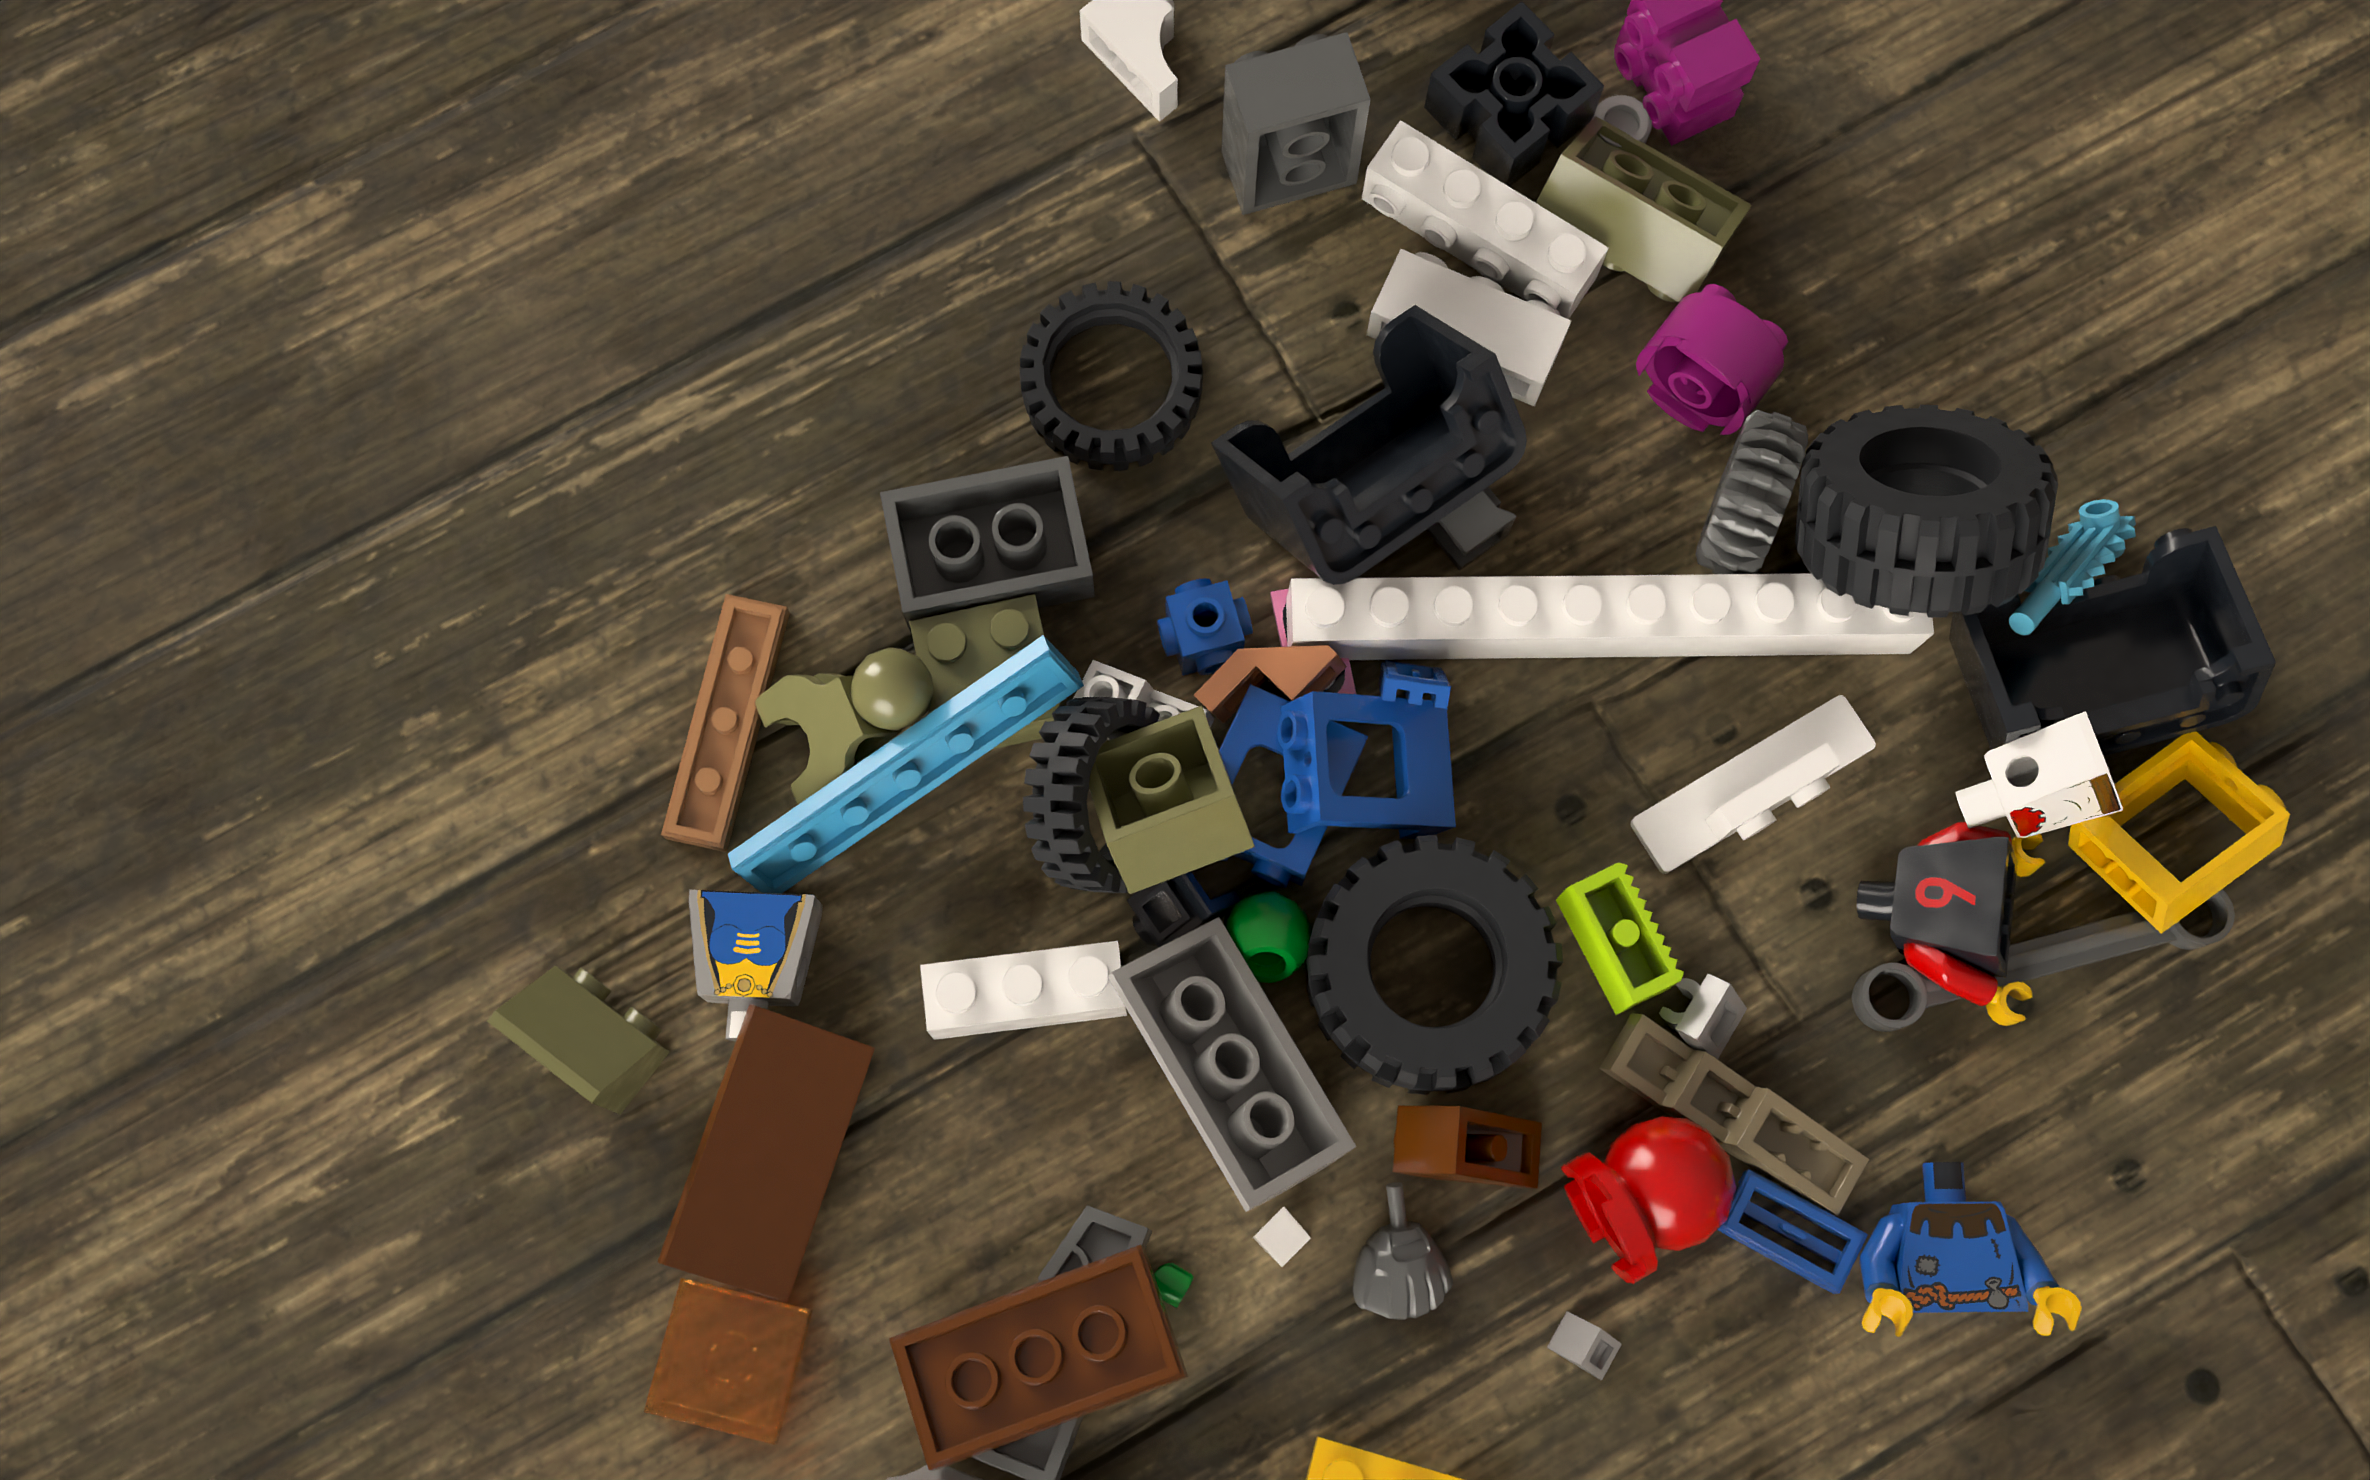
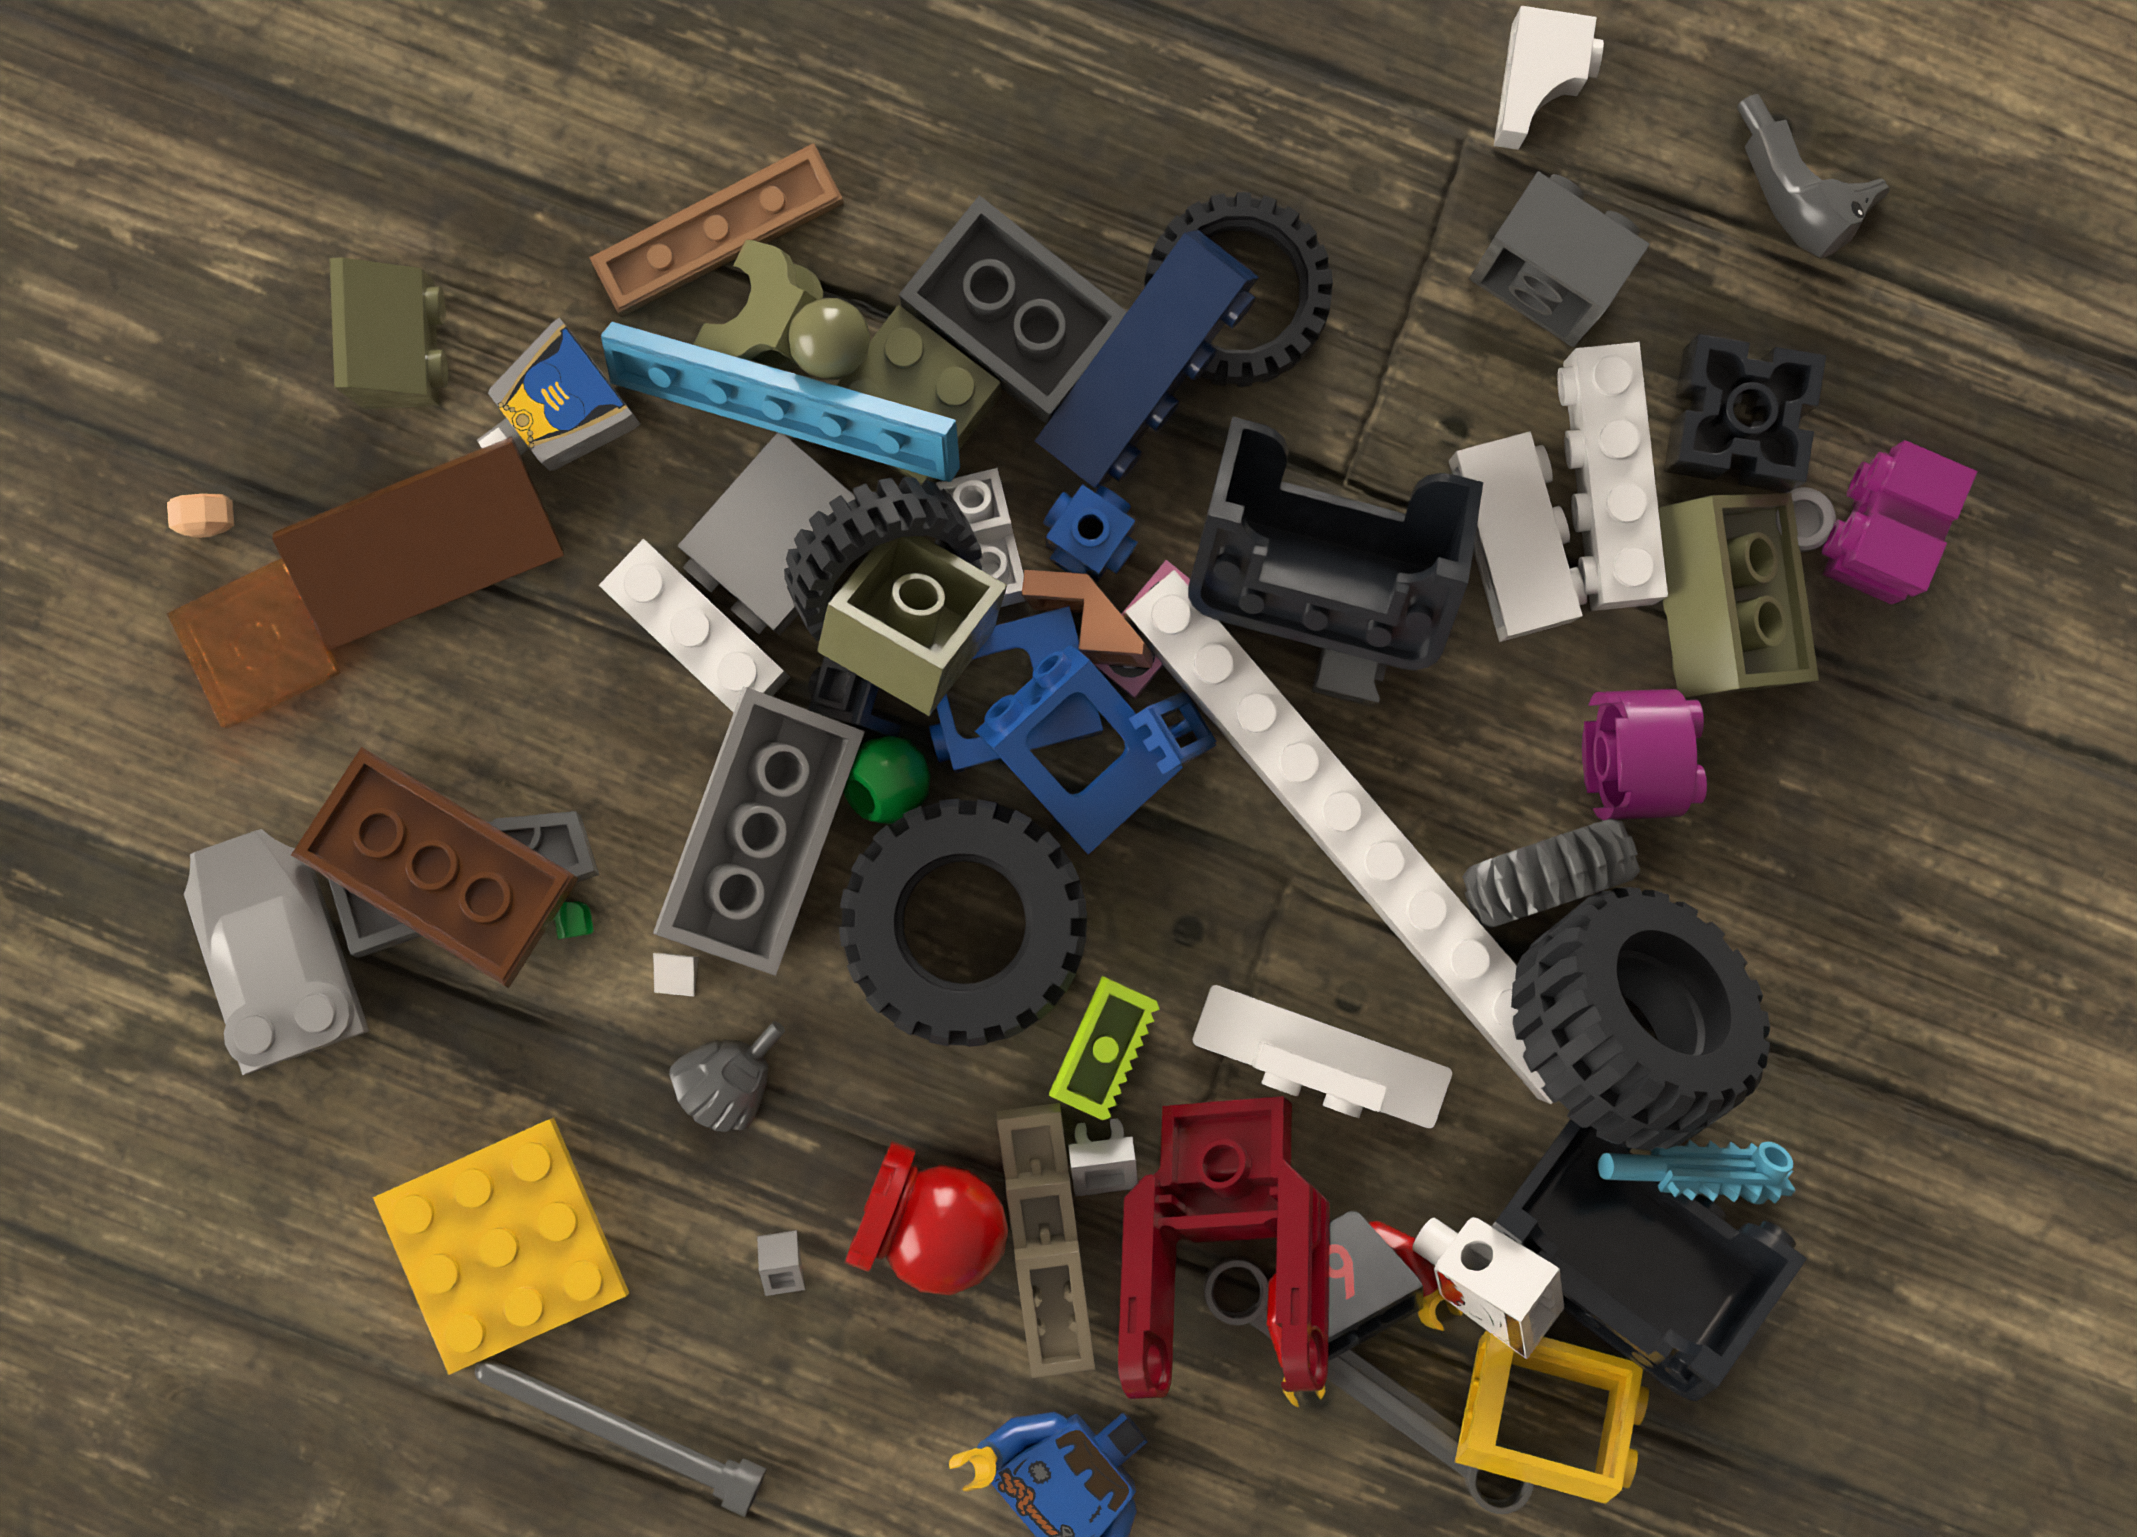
camera: 50 degrees right, 10 degrees up
(589, 1314) = (200, 514): none -> light nougat tile
(989, 875) = (753, 527): none -> light grey brick
(1112, 472) = (1148, 358): none -> dark blue brick
(1467, 1146) = (852, 1059): reddish brown slope -> none
(1800, 930) = (1224, 1180): none -> dark red plate
(1842, 1260) = (982, 1298): blue tile -> none

